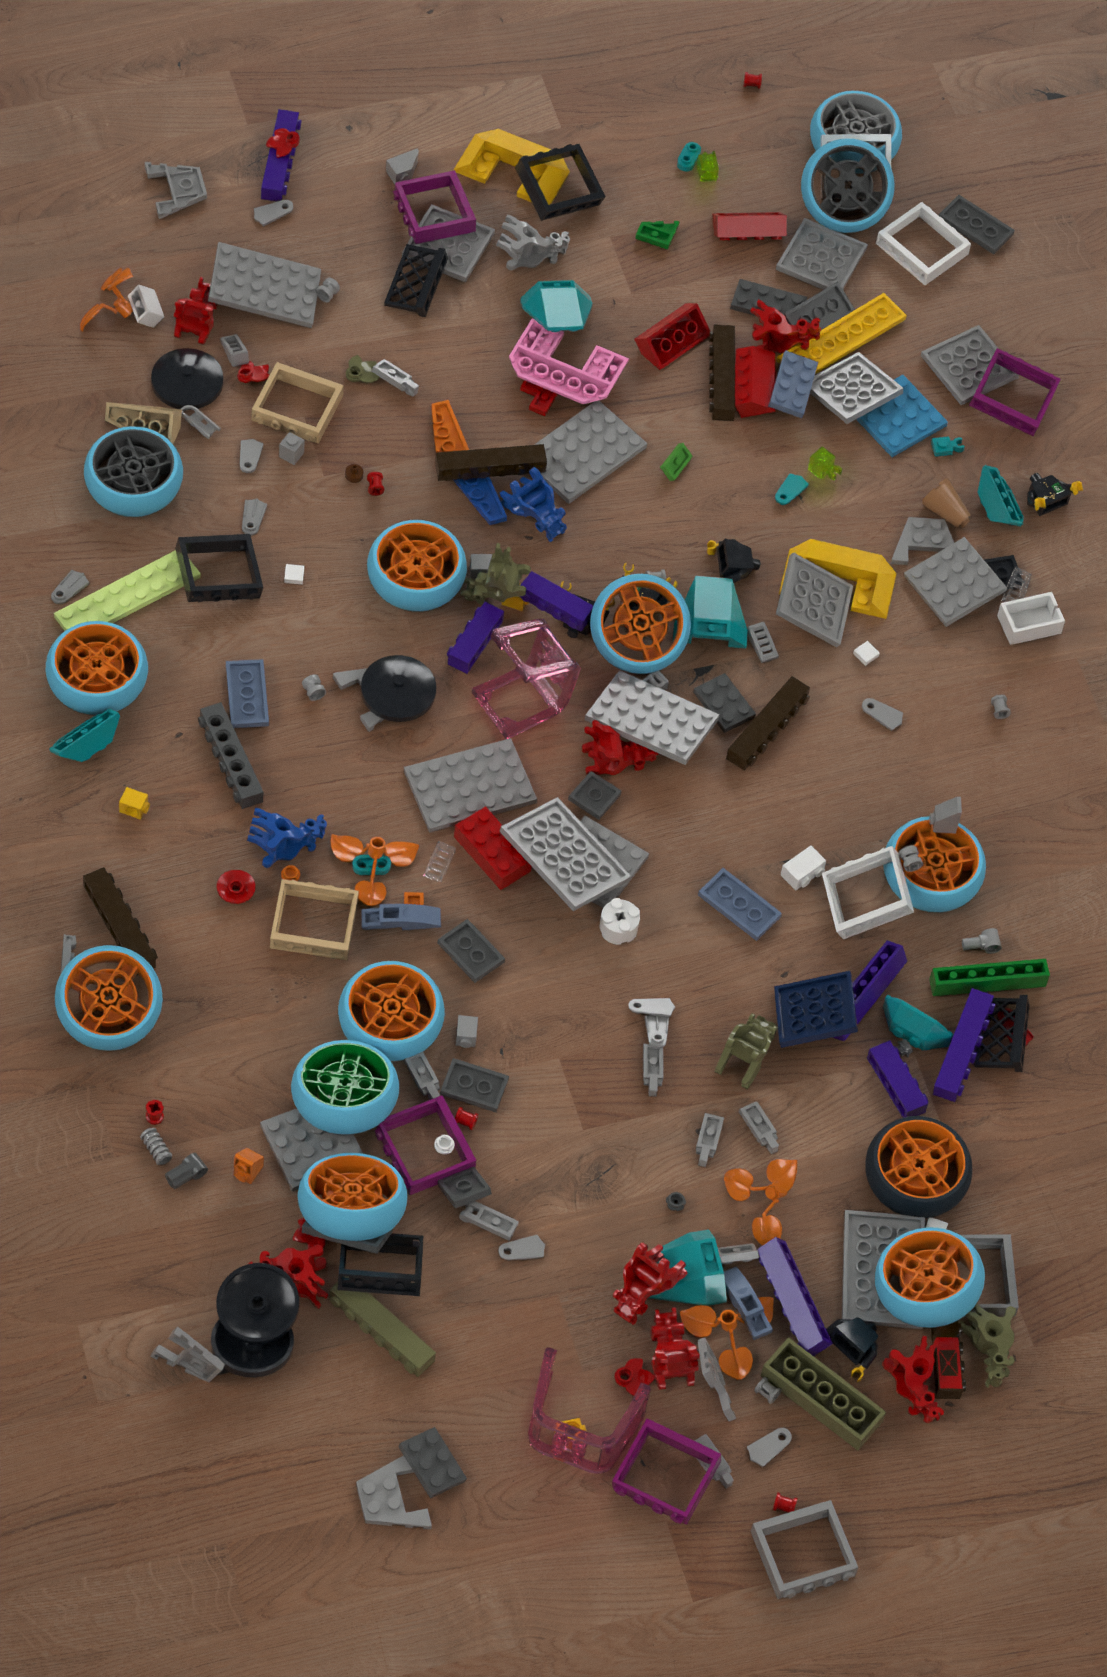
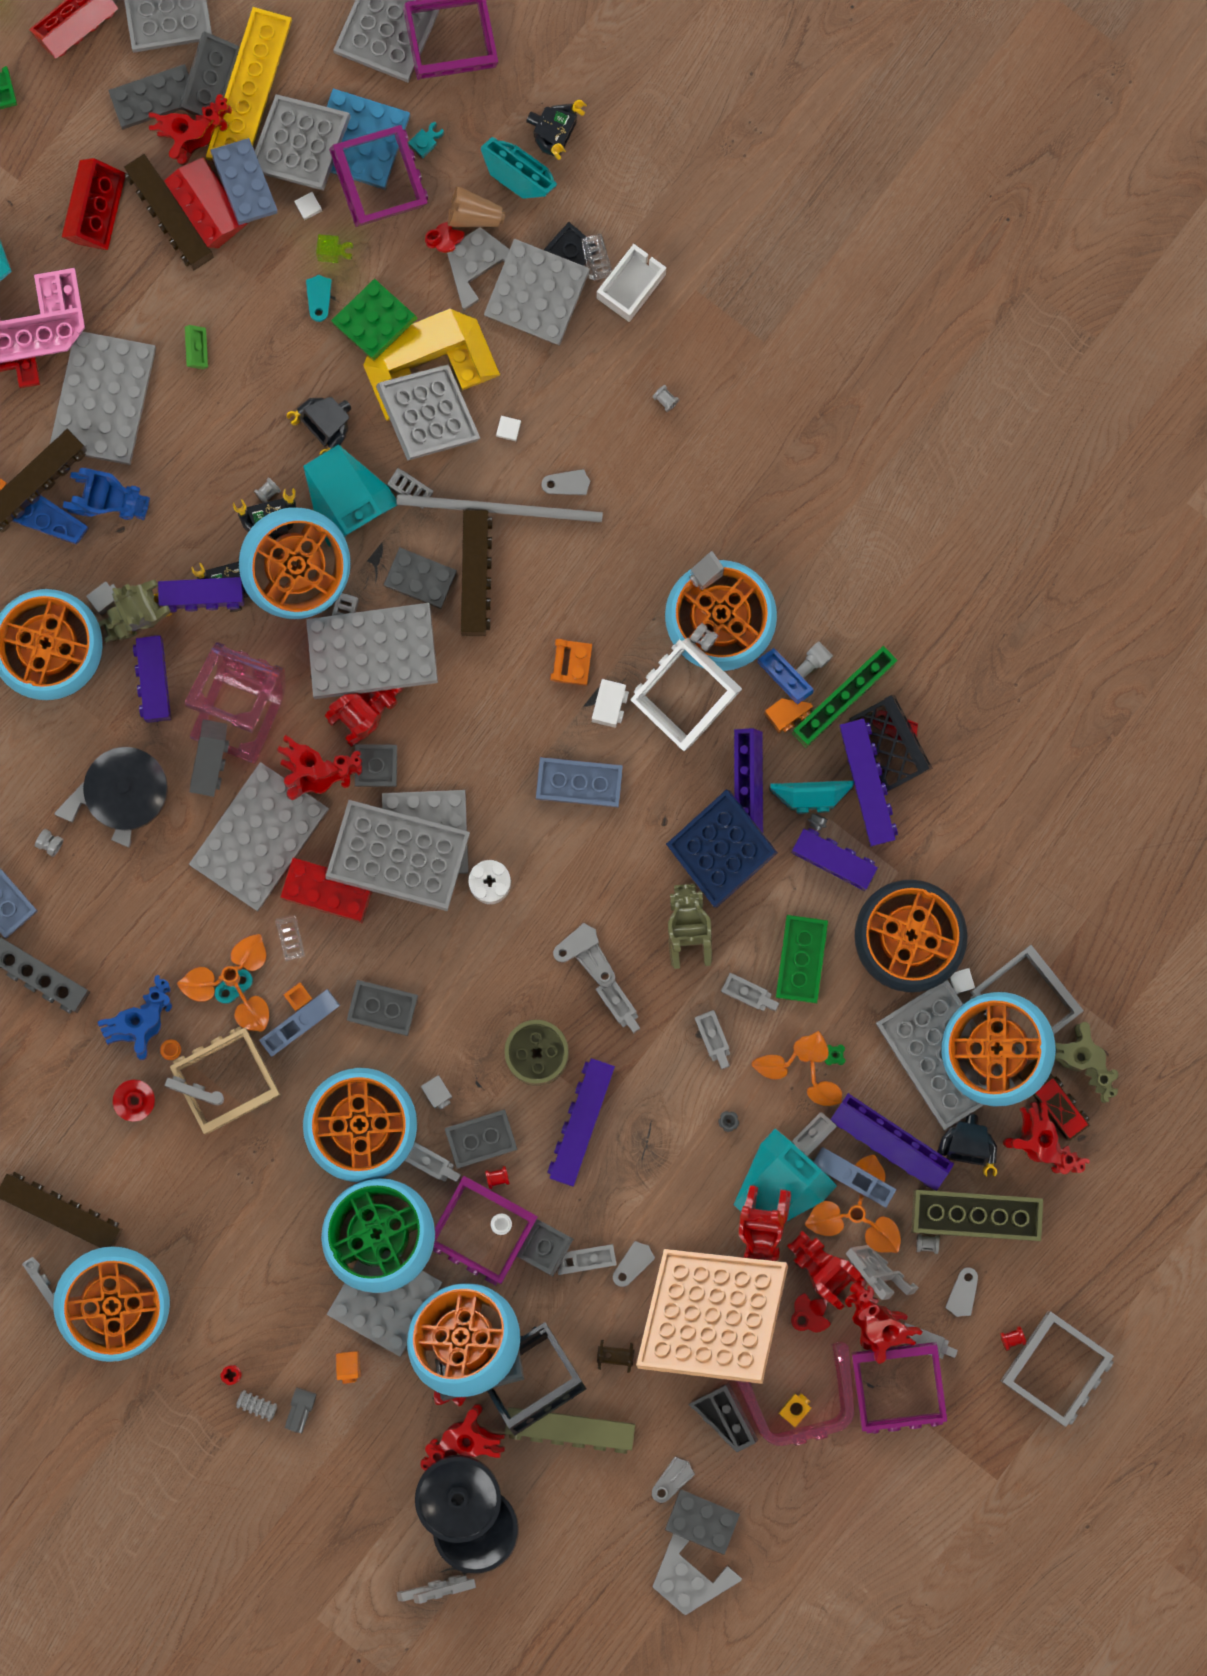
camera: 30 degrees left, 25 degrees up
(287, 903) = (196, 1091): none -> light grey plate
(440, 1418) = (673, 1479): none -> light grey piece
(458, 1298) = (619, 1356): none -> dark brown hose
(474, 707) = (209, 758): none -> dark grey wedge
(512, 1396) = (724, 1414): none -> dark grey wedge
(545, 763) = (312, 773): none -> red animal
(559, 1307) = (712, 1316): none -> light nougat plate
(561, 1124) = (581, 1123): none -> dark purple brick
(564, 1049) = (536, 1035): none -> olive brick
(682, 1407) = (877, 1323): none -> red animal
(794, 1217) = (839, 1059): none -> green plate
(800, 830) = (578, 663): none -> orange plate
(819, 1130) = (801, 959): none -> green plate
(820, 525) = (374, 319): none -> green plate
(821, 696) = (499, 508): none -> light grey piece
(827, 431) = (308, 206): none -> white tile
(883, 466) = (349, 186): none -> magenta window
(911, 509) = (443, 238): none -> red plate
(933, 957) = (786, 712): none -> orange slope
(953, 935) = (785, 676): none -> blue plate

